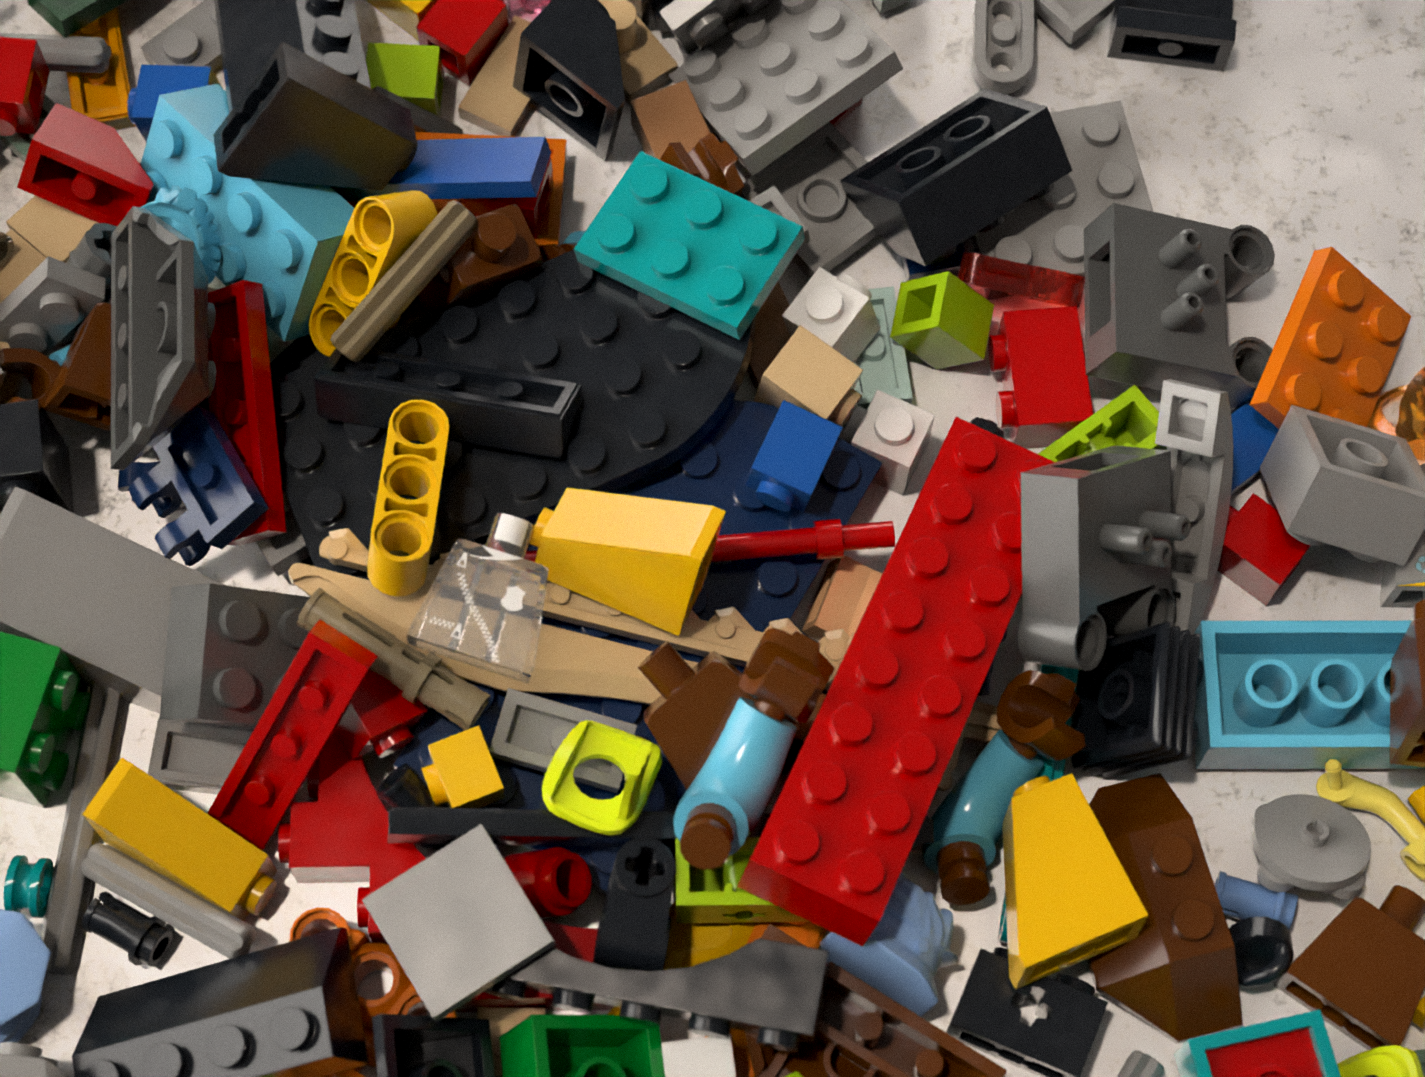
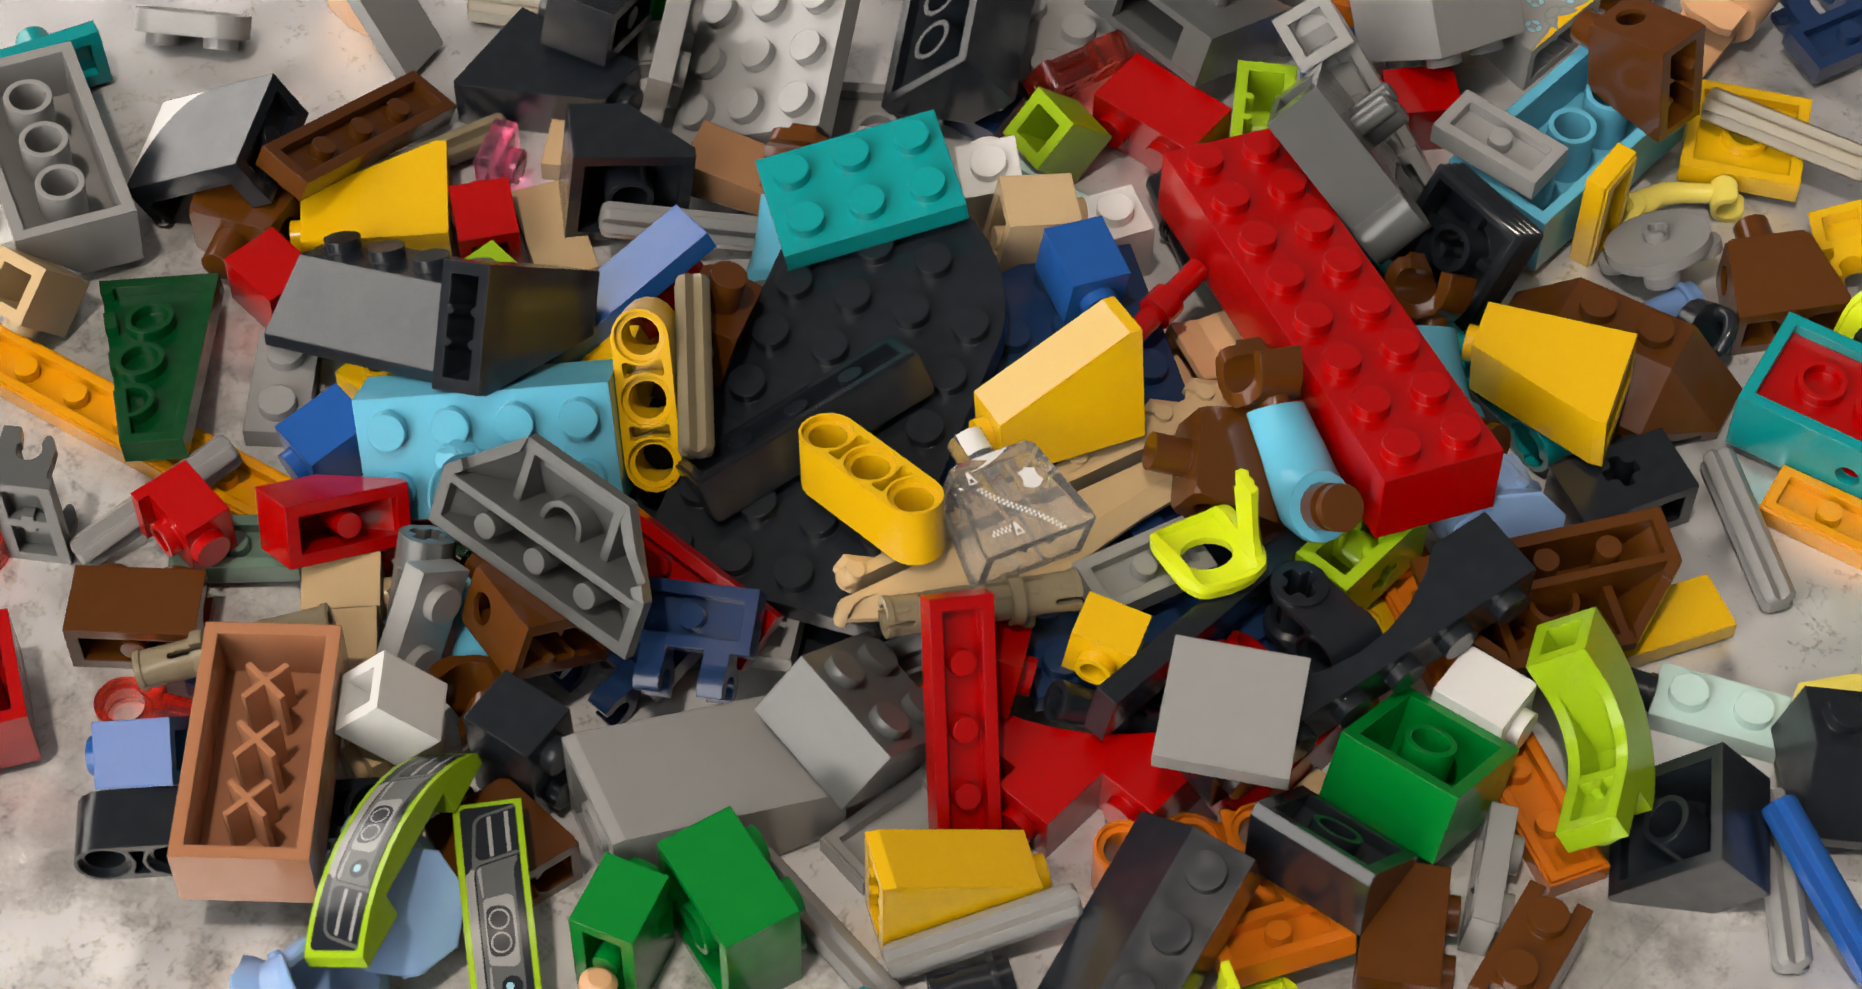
camera: 45 degrees left, 15 degrees down
(574, 137) = (725, 229): none -> light grey axle
(1243, 648) = (1499, 144): none -> light grey plate
(1292, 769) = (1603, 204): none -> yellow tile

